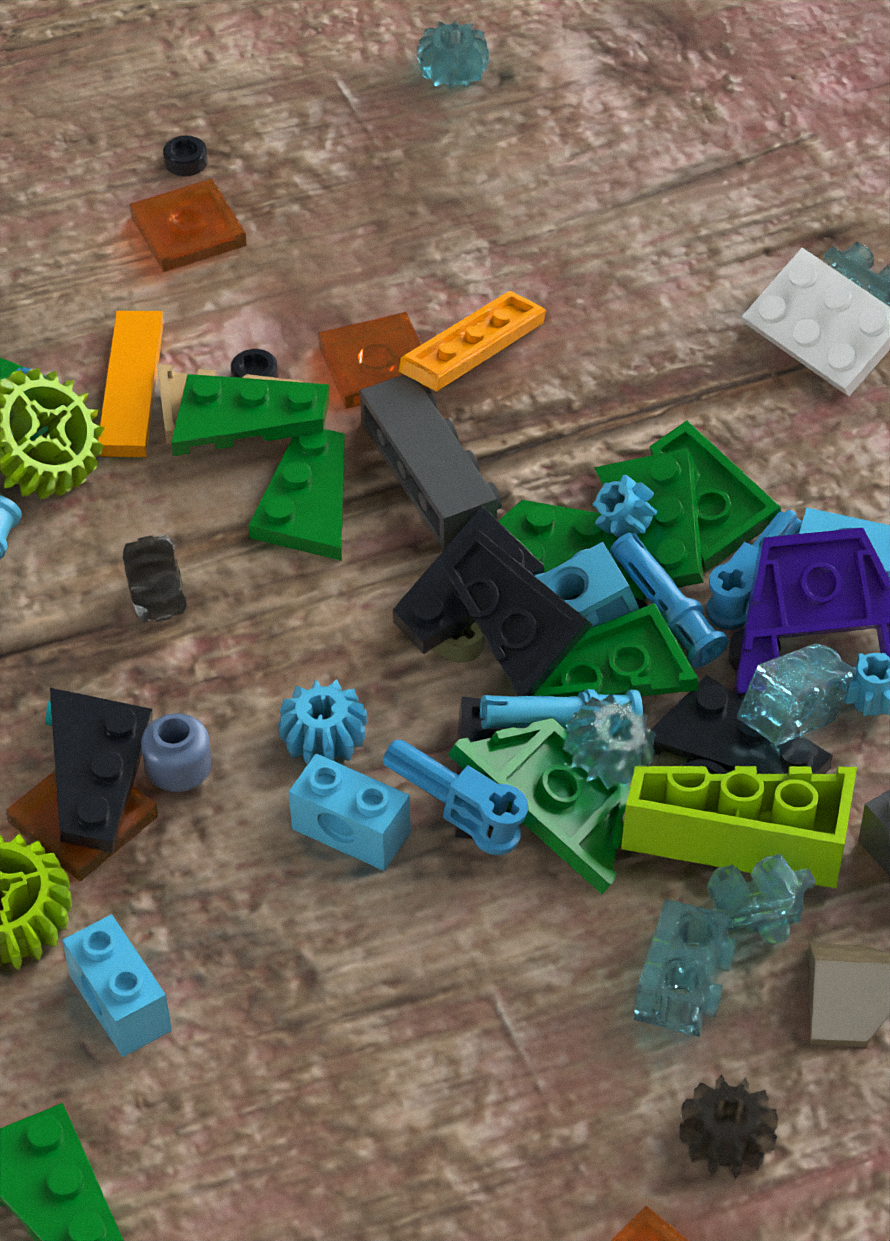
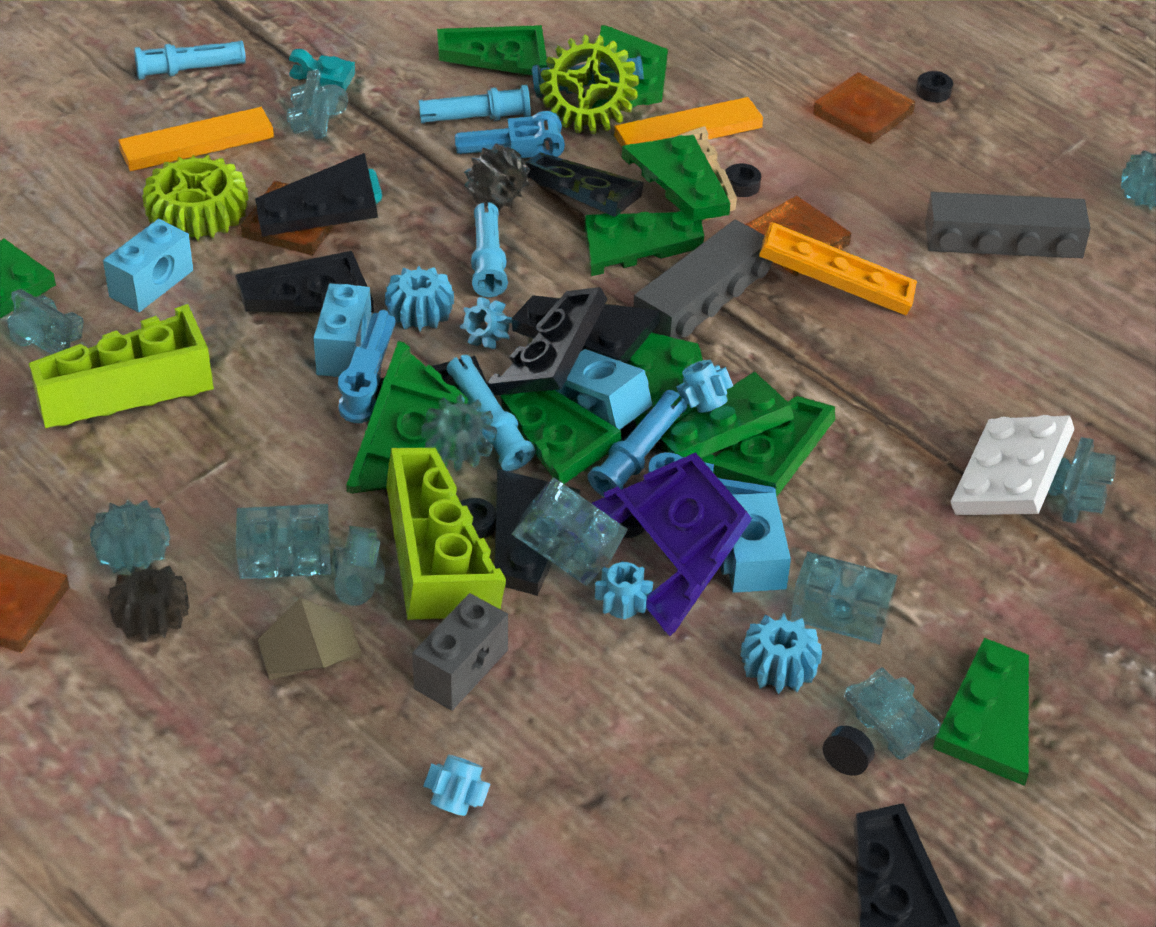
camera: 65 degrees right, 5 degrees down
(65, 537) = (523, 135): none -> dark azure connector
(167, 1136) = (40, 323): none -> clear light blue hips
(176, 752) = (351, 230): sand blue head -> none
(203, 501) = (584, 183): none -> black wing
(236, 831) = (299, 284): none -> black wing
(280, 638) = (488, 258): none -> medium azure pin
(322, 1041) = (123, 371): none -> lime wedge
(398, 660) = (475, 323): none -> medium azure gear
(464, 189) = (1007, 225): none -> dark grey brick
(611, 1121) = (129, 536): none -> clear light blue gear

